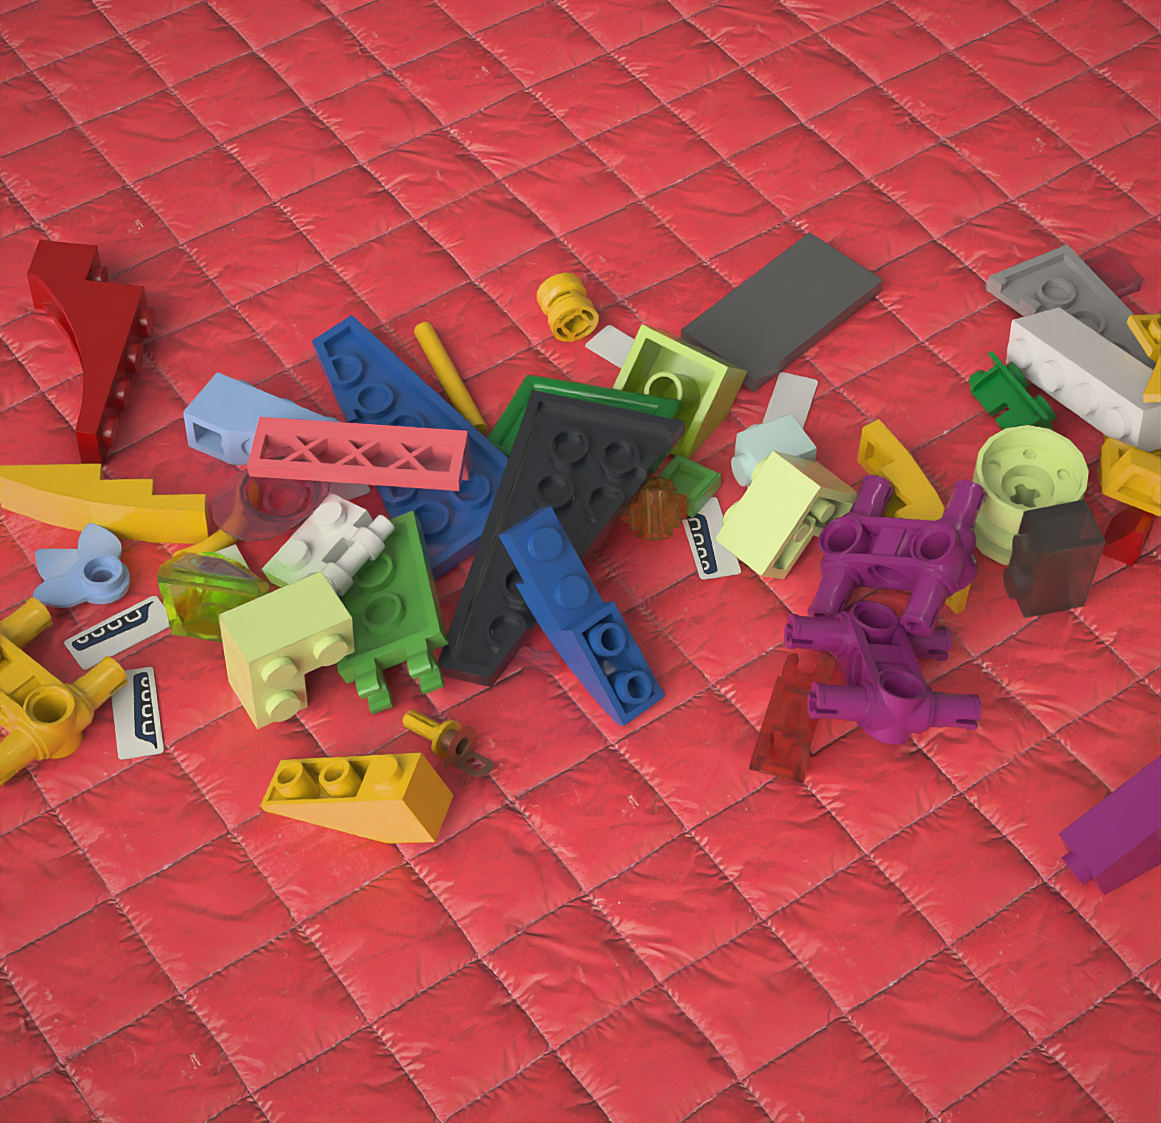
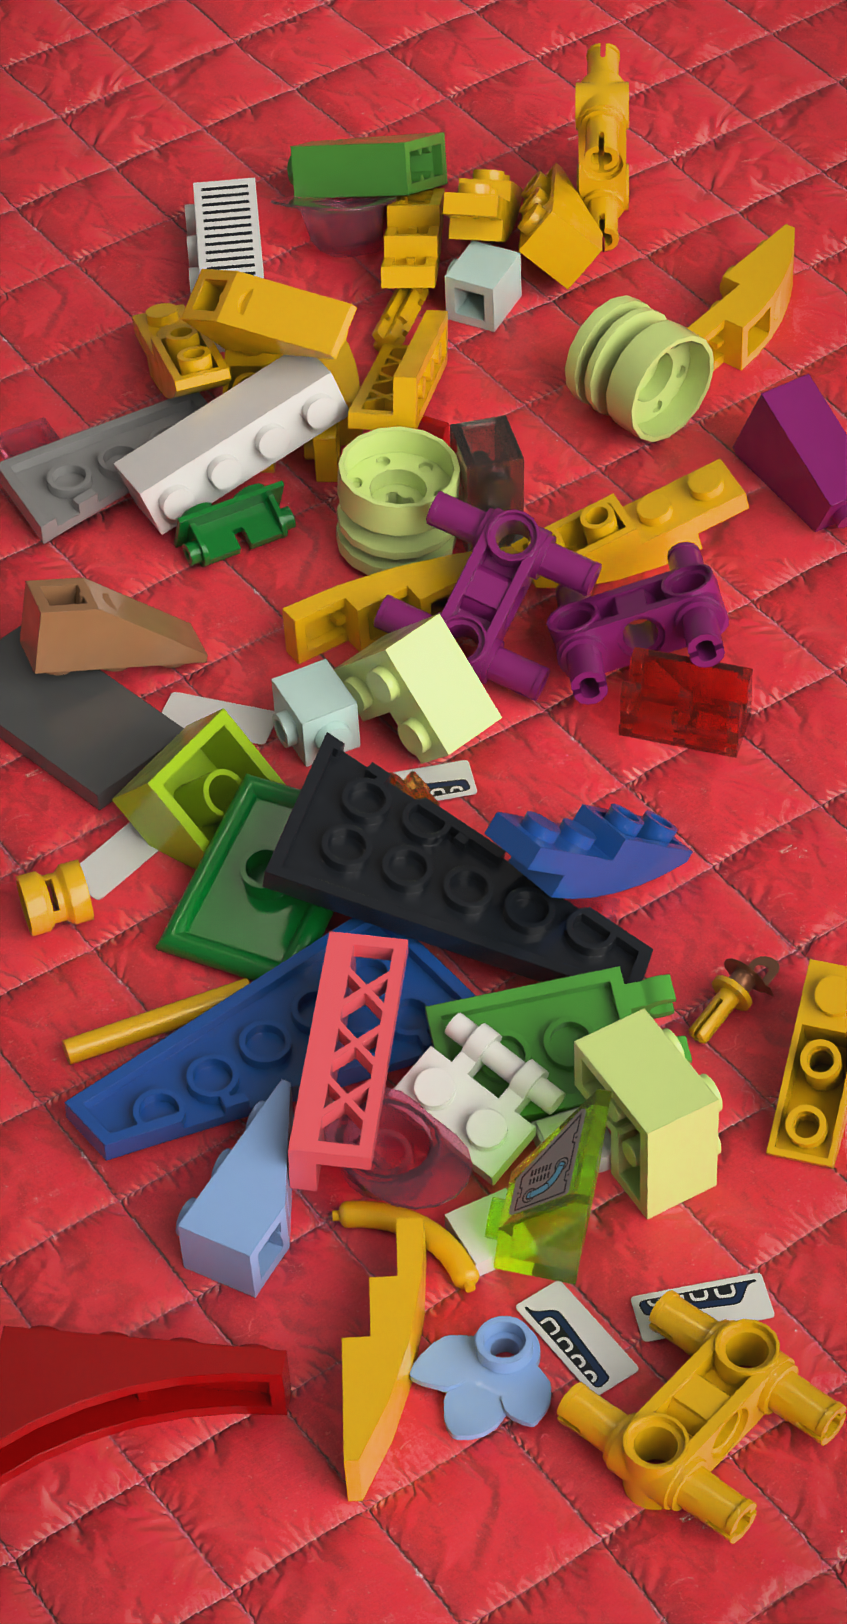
camera: 85 degrees left, 5 degrees down
(847, 310) = (92, 627): none -> medium nougat slope
(1020, 682) = (642, 532): none -> yellow slope

